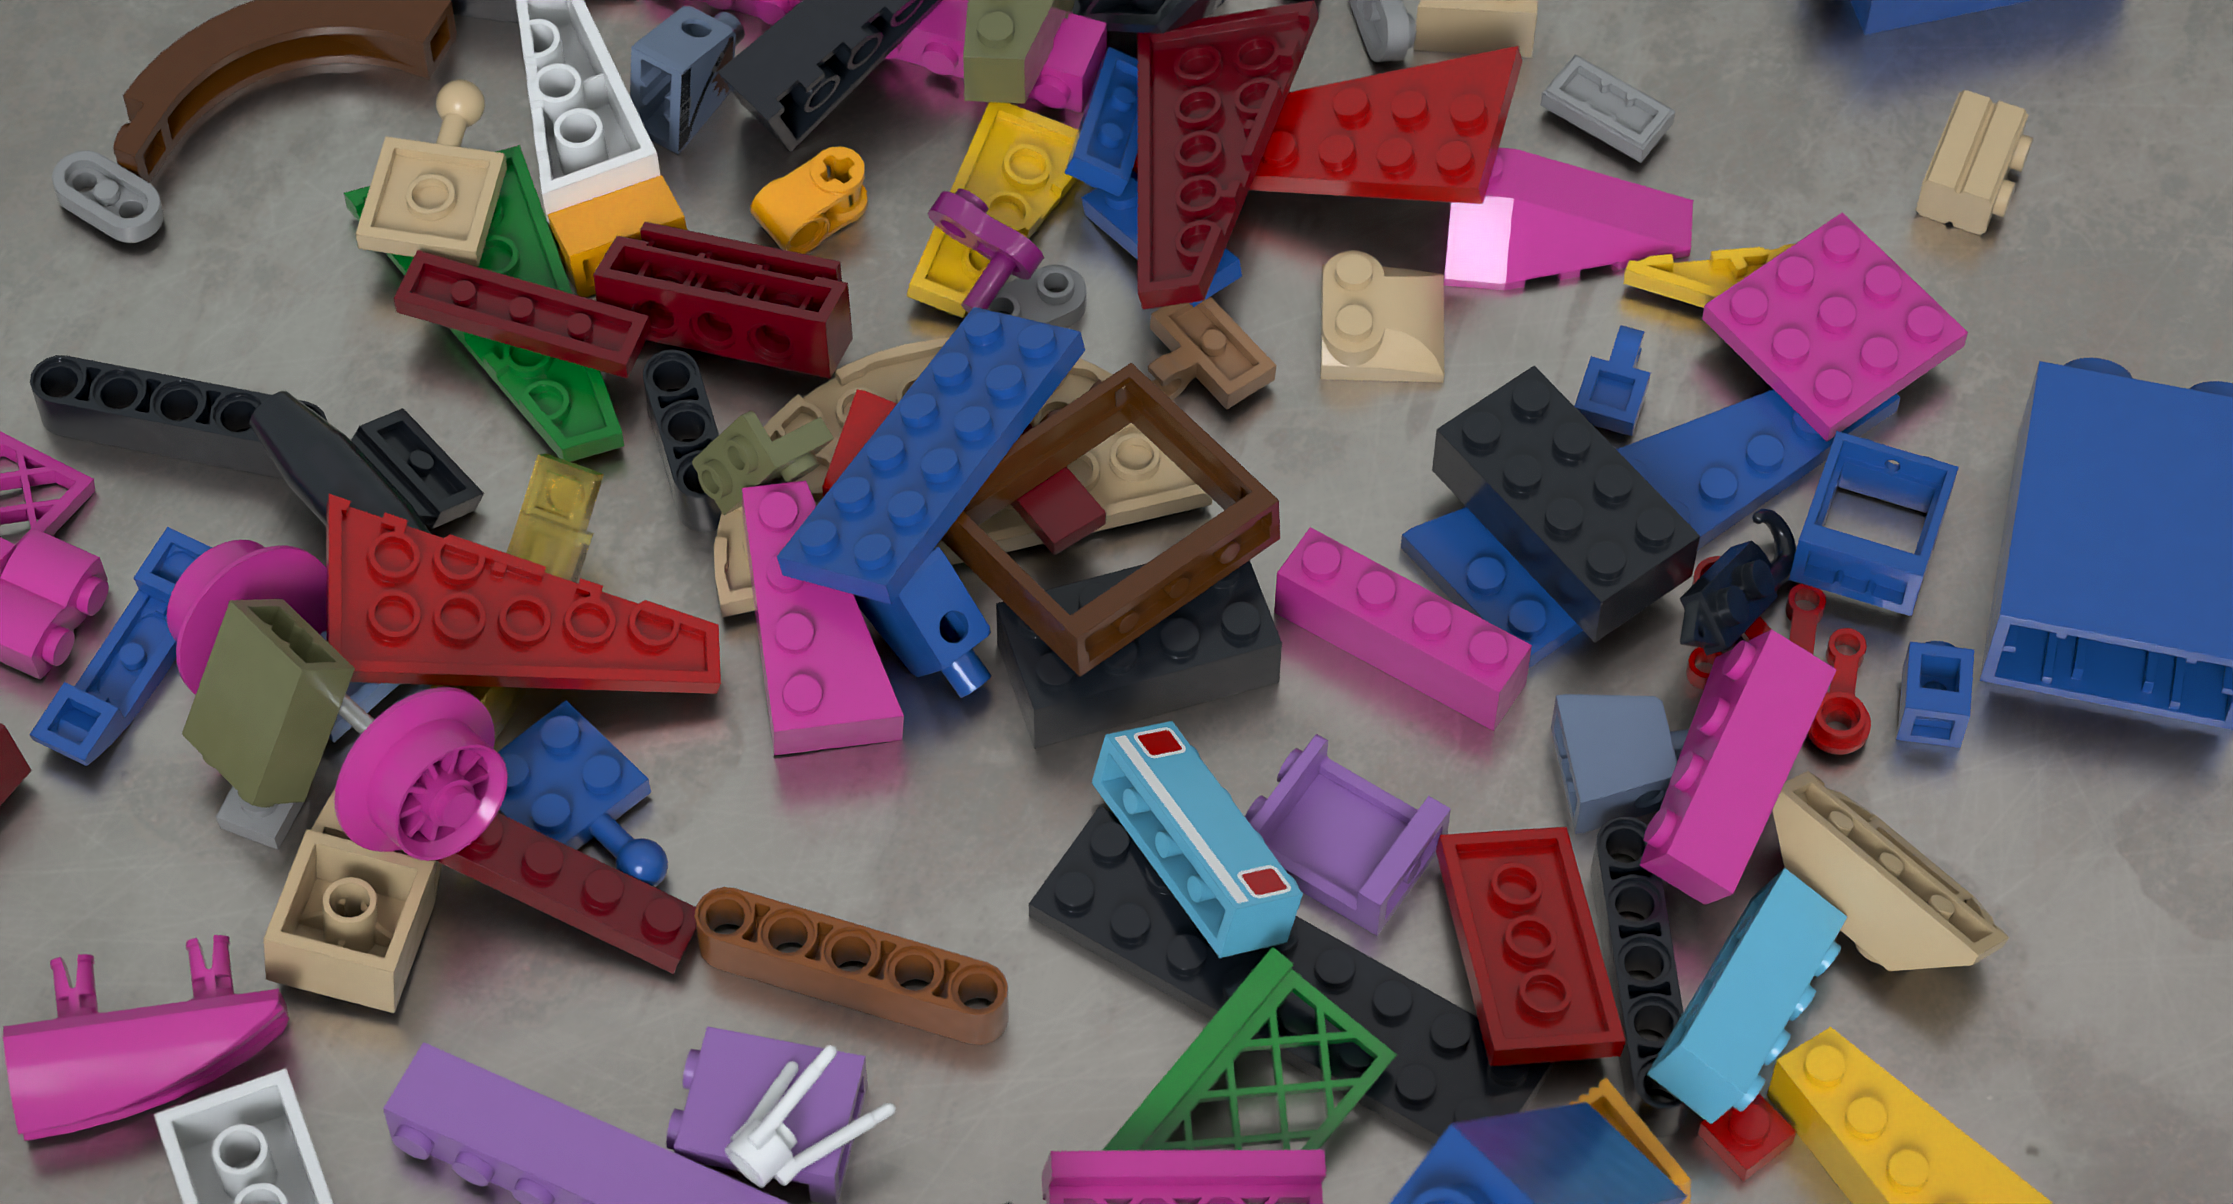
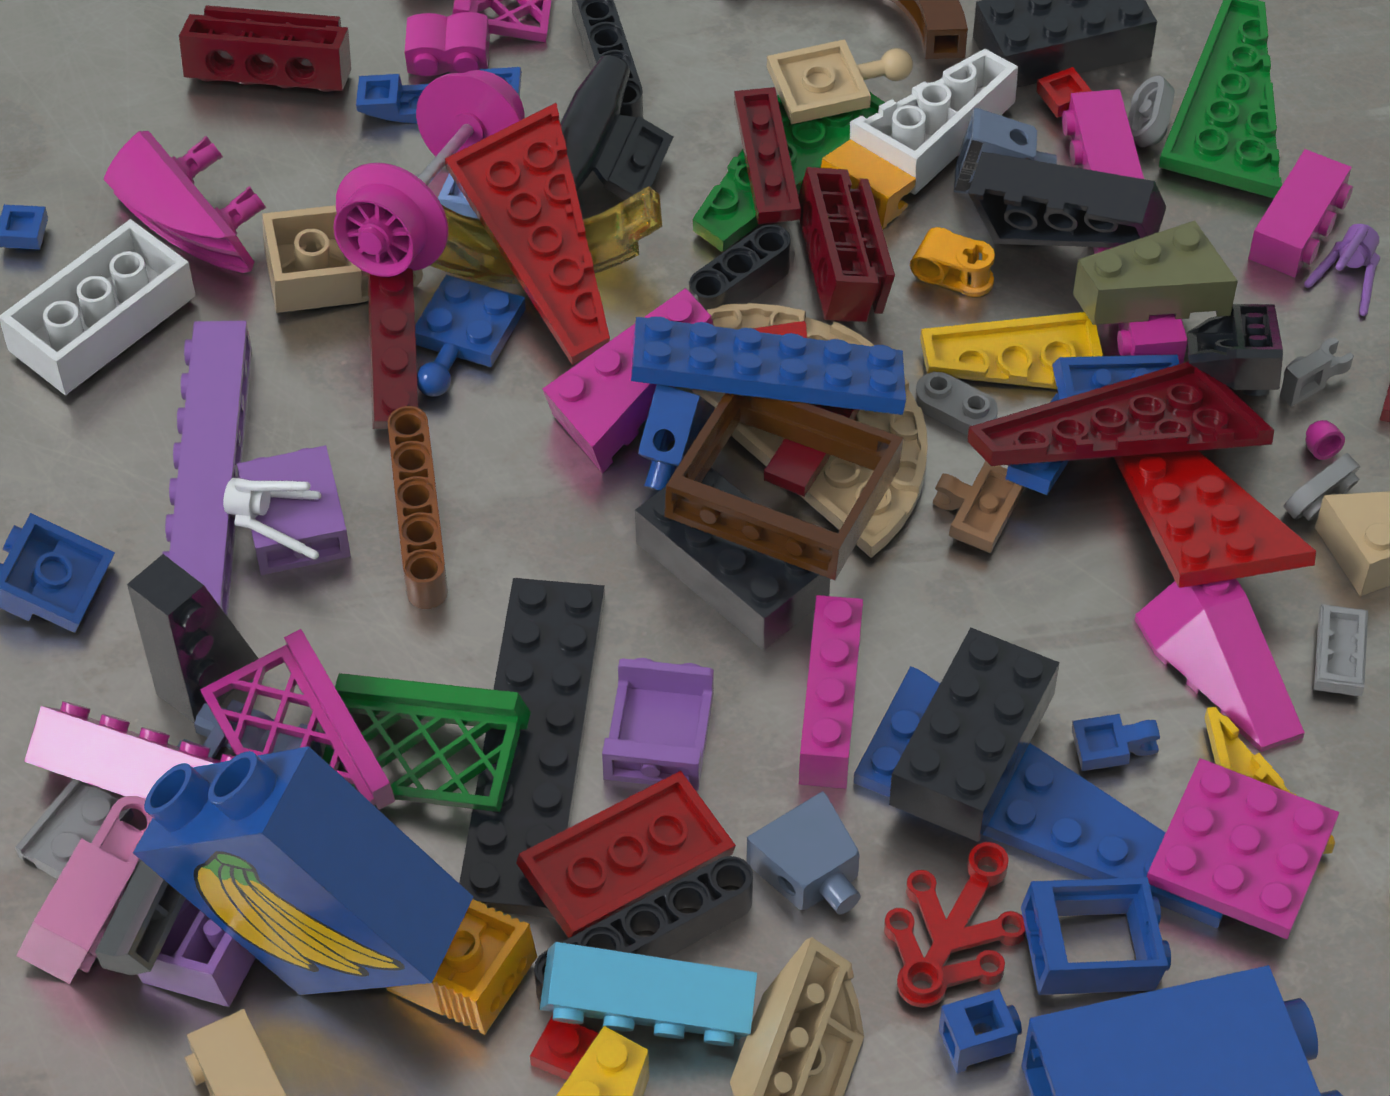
camera: 65 degrees right, 5 degrees down
(267, 702) = (424, 134): olive brick -> none
(749, 458) = (717, 297): olive bracket -> none
(1009, 252) = (978, 328): magenta piece -> none
(1197, 839) = (592, 634): medium azure brick -> none
(1380, 321) = (1074, 589): tan slope -> none
(1734, 764) = (812, 904): dark pink wedge -> none
(1737, 588) = (966, 861): black plate -> none

